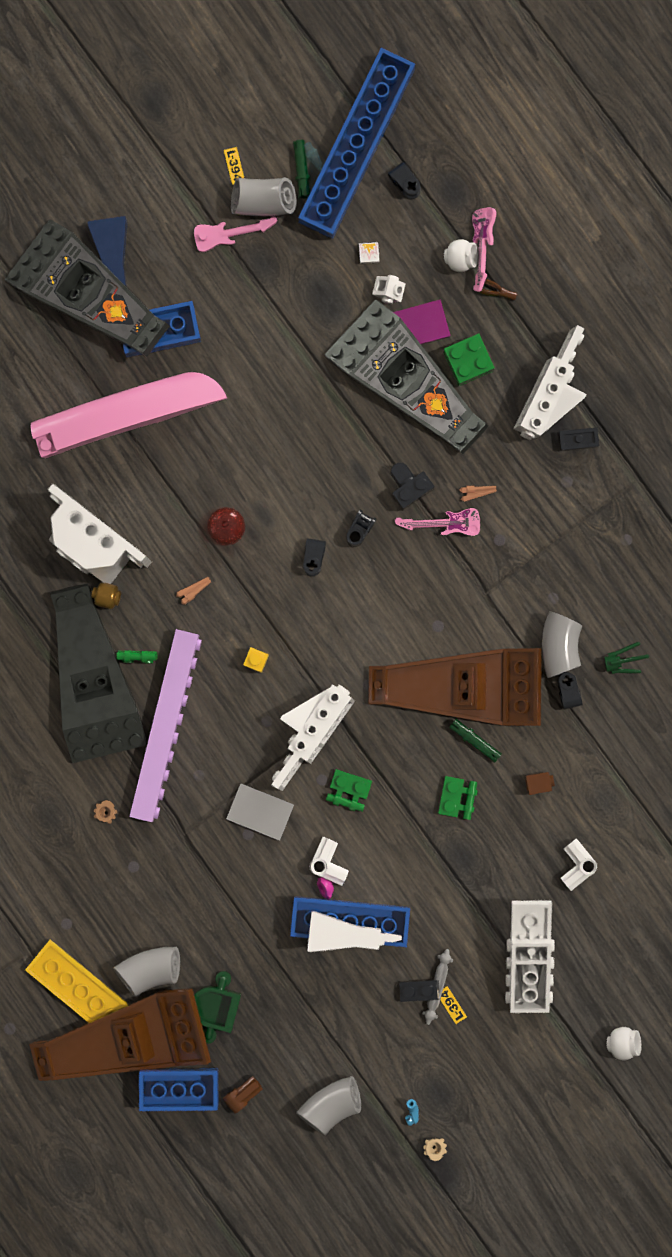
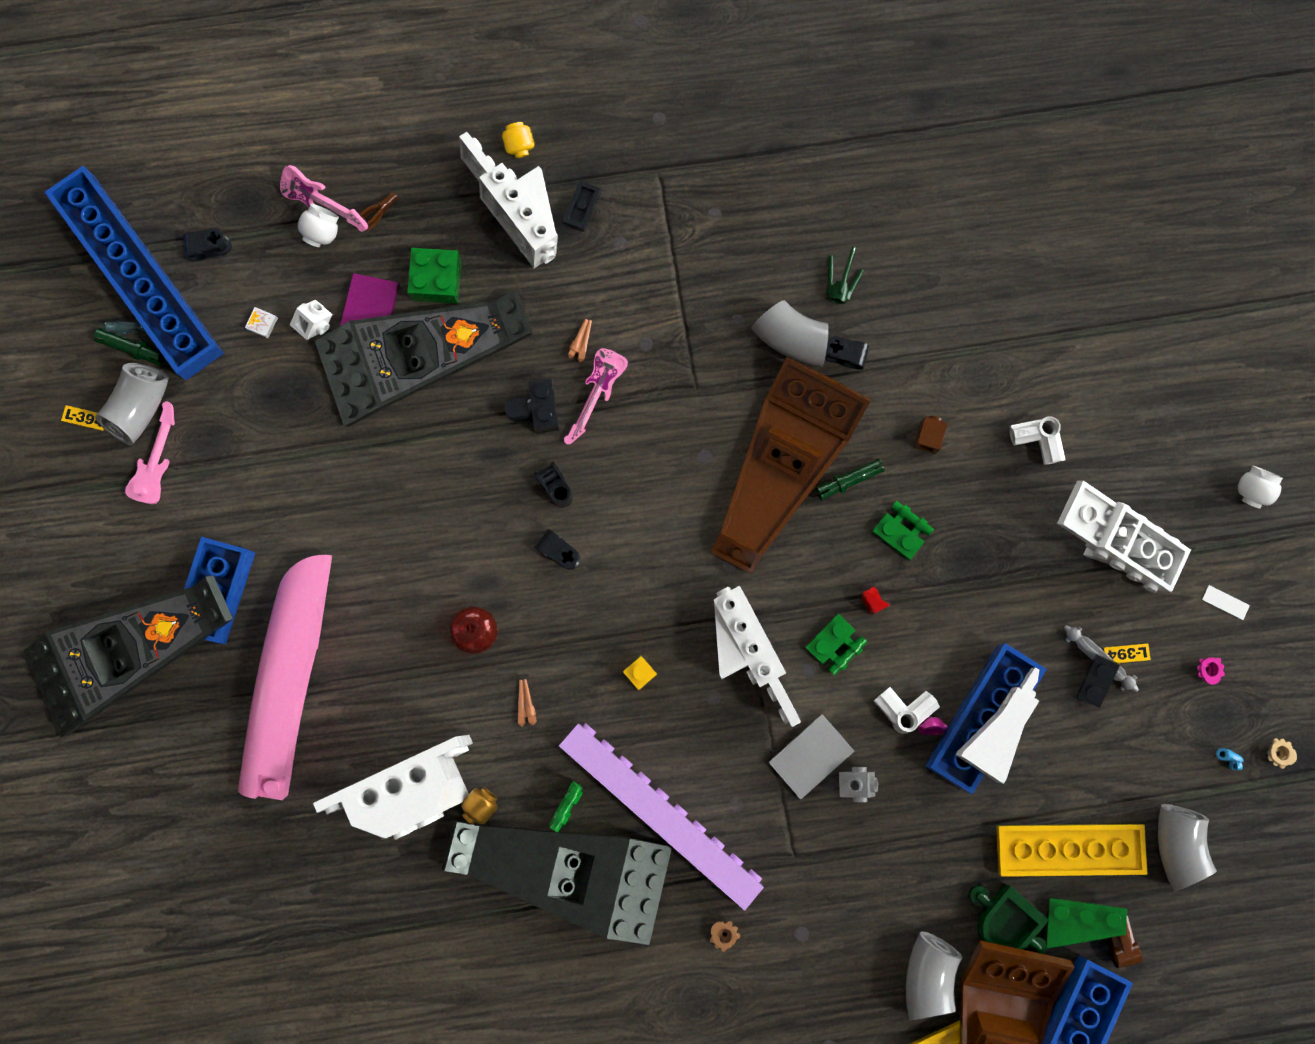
camera: 70 degrees left, 5 degrees down
(111, 243) = (85, 594): dark blue piece -> none
(242, 1059) = (1083, 922): none -> green wing
(257, 853) = (858, 784): none -> light grey brick
(288, 1028) = (1071, 850): none -> yellow plate
(395, 801) = (873, 601): none -> red slope
(472, 1073) = (1214, 670): none -> dark pink animal
(527, 1060) = (1226, 602): none -> white sticker
(604, 365) = (518, 139): none -> yellow head

